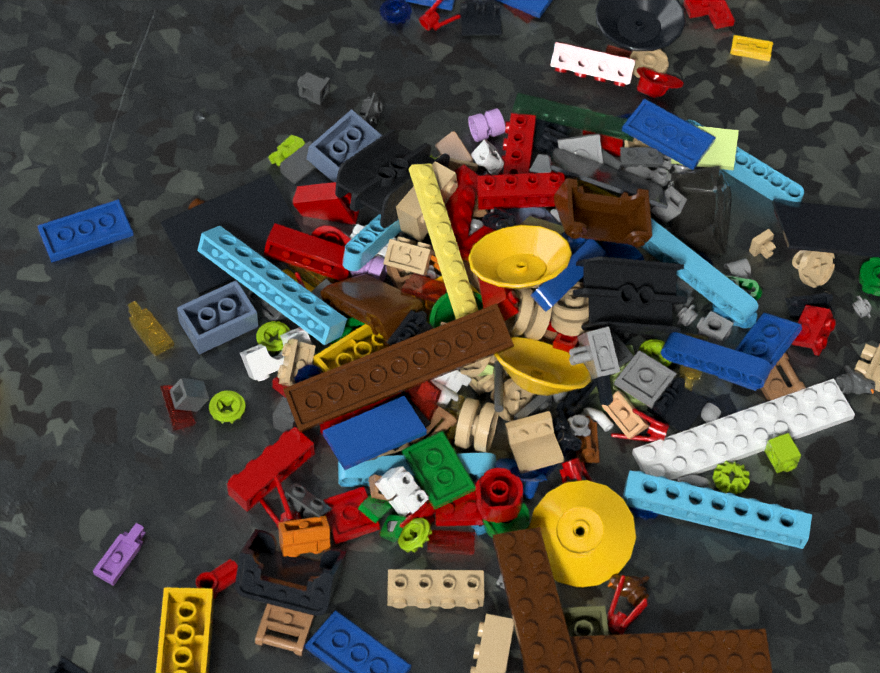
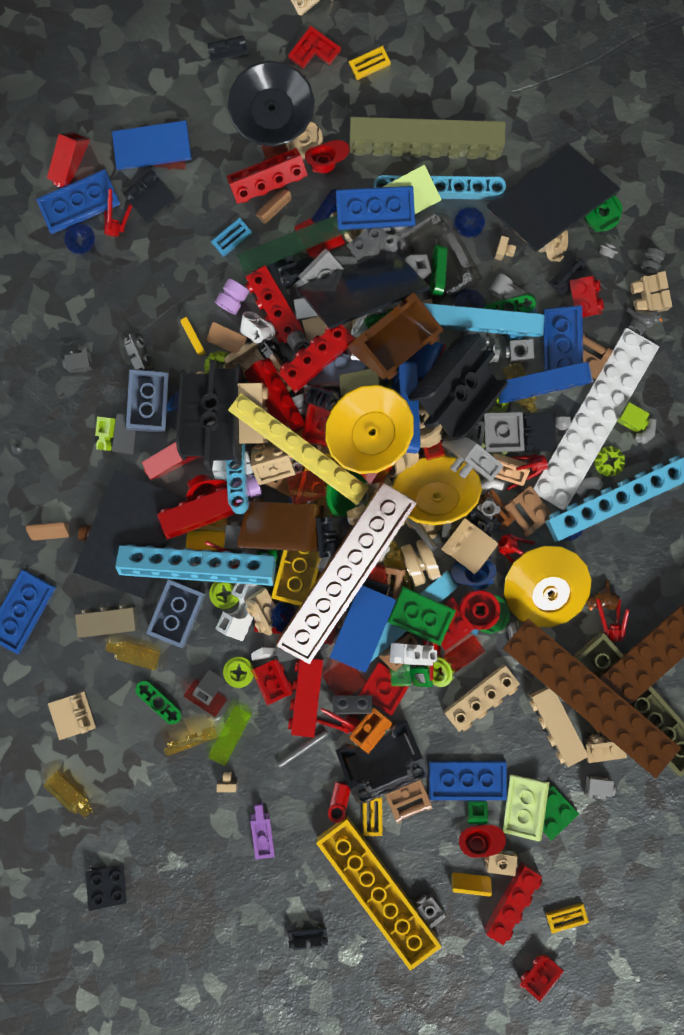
camera: 30 degrees left, 30 degrees up
(48, 337) = (72, 715): none -> tan hinge
(129, 430) = (192, 740): none -> clear yellow hinge
(129, 488) = (227, 784): none -> tan tile
(139, 387) = (151, 689): none -> green beam
(150, 285) = (106, 621): none -> dark tan brick
(169, 186) = (48, 531): none -> medium nougat slope
(169, 453) = (230, 735): none -> clear neon green tile
(224, 635) = (372, 832): none -> yellow tile
(225, 512) = (302, 748): none -> dark grey bar
(250, 433) = (272, 681): none -> red bracket
(263, 407) = (264, 653): none -> white tile
(320, 477) = (344, 679): none -> clear red piece
(427, 127) = (192, 336): none -> yellow tile
(530, 87) = (235, 243): none -> dark azure tile
(581, 90) = (273, 206): none -> medium nougat slope
(623, 461) = (532, 506): none -> medium nougat plate
(688, 217) = (438, 270): none -> green beam
(742, 214) = (469, 230): none -> clear blue gear
(758, 119) = (427, 137): none -> olive brick
(788, 479) = (648, 434): none -> light grey arm

